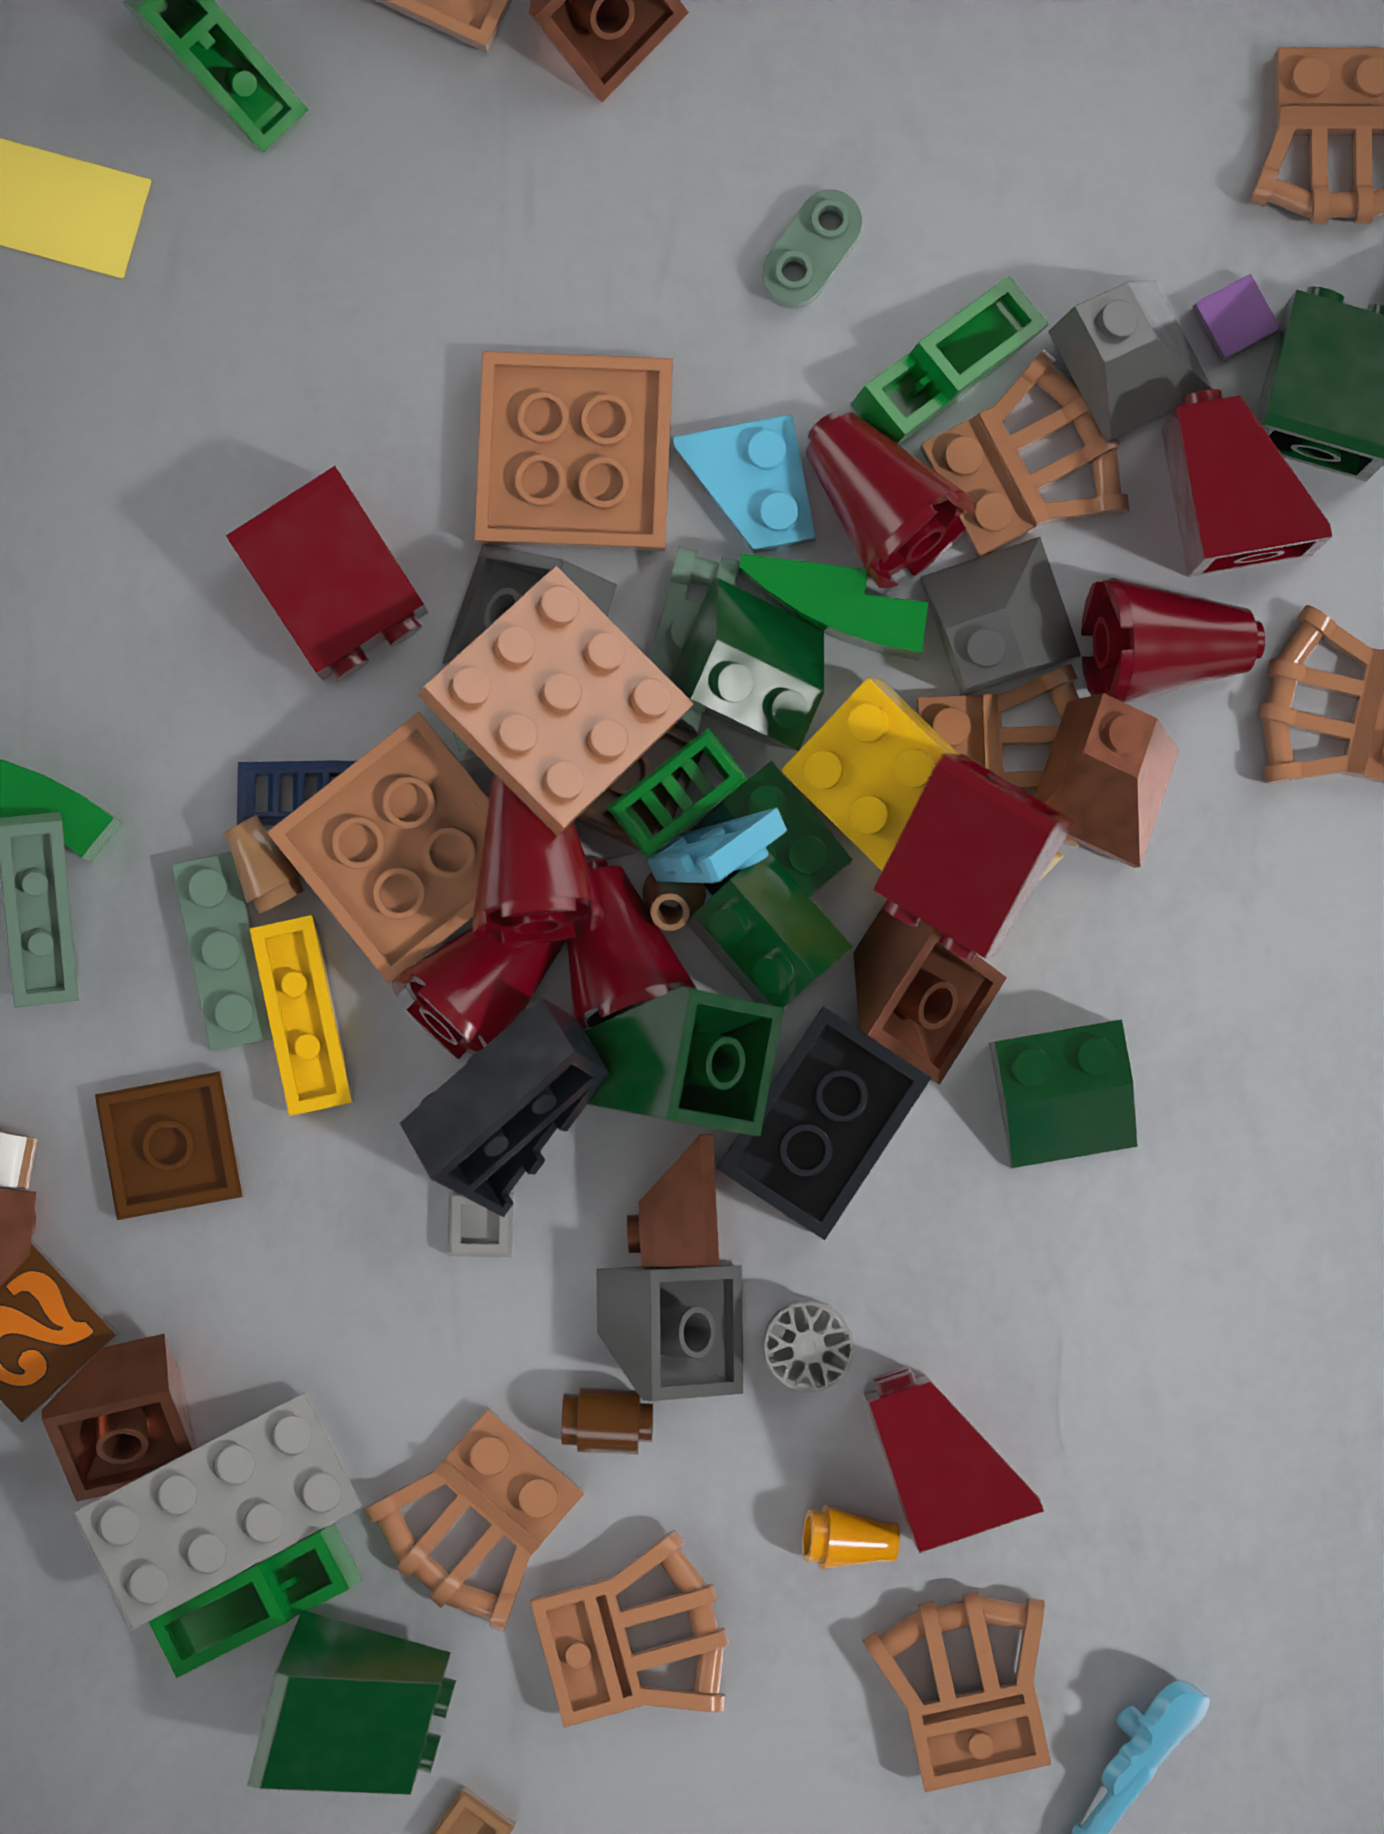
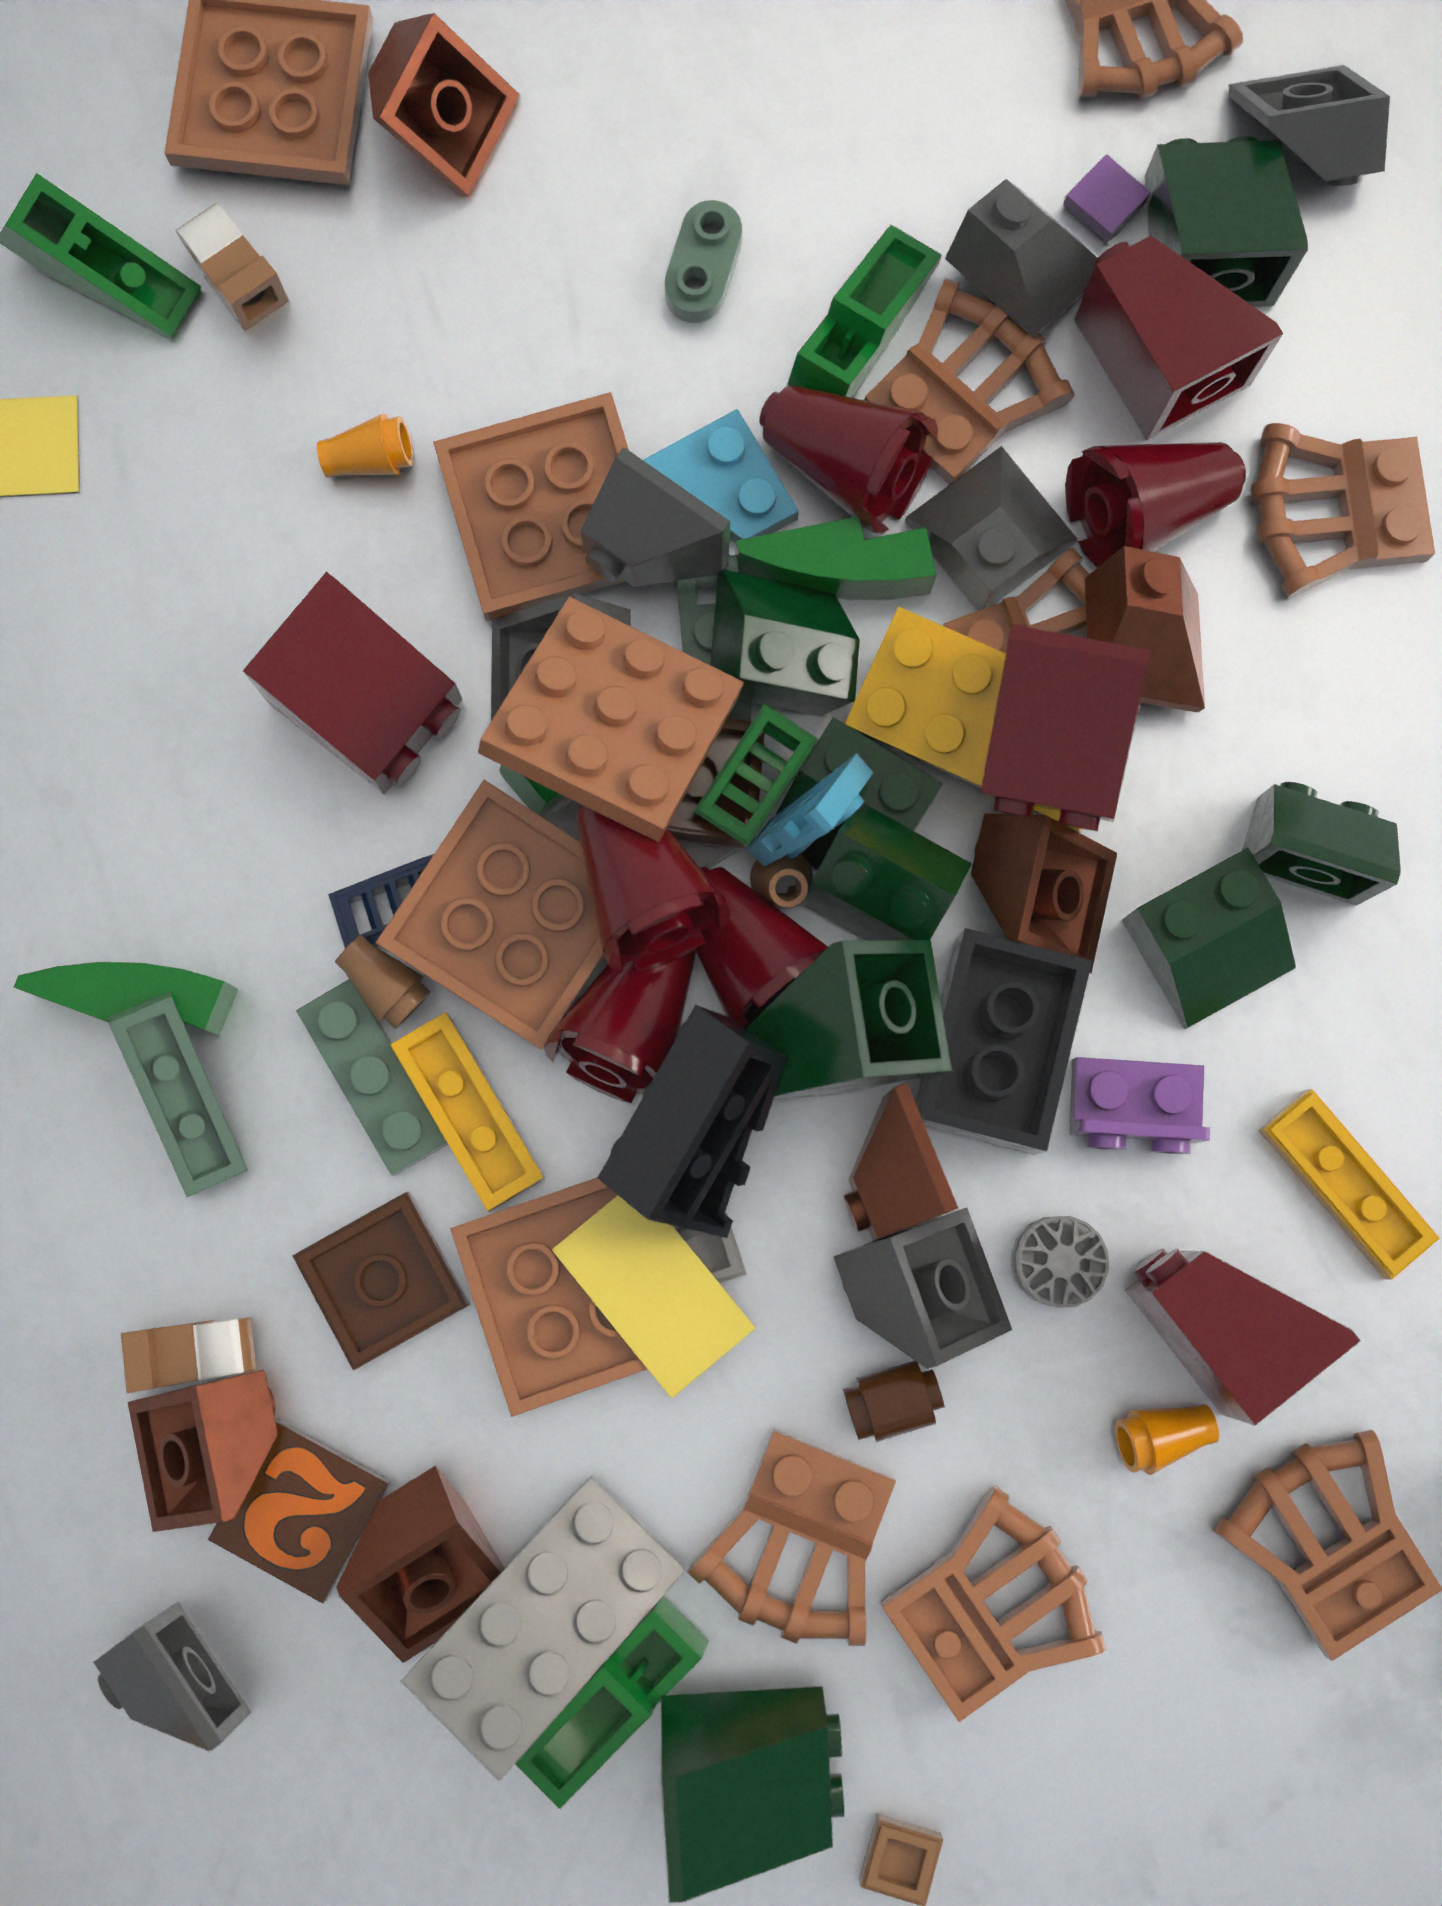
camera: 25 degrees left, 5 degrees down
(342, 1219) = (533, 1312): none -> nougat plate
(344, 102) = (232, 266): none -> medium nougat leg
(418, 1246) = (654, 1293): none -> light yellow sticker
(419, 335) = (369, 448): none -> light orange cone
(656, 521) = (652, 528): none -> dark grey slope
(936, 1222) = (1138, 1102): none -> medium lavender bracket
(1110, 1367) = (1349, 1184): none -> yellow tile
(1200, 1036) = (1322, 844): none -> dark green slope

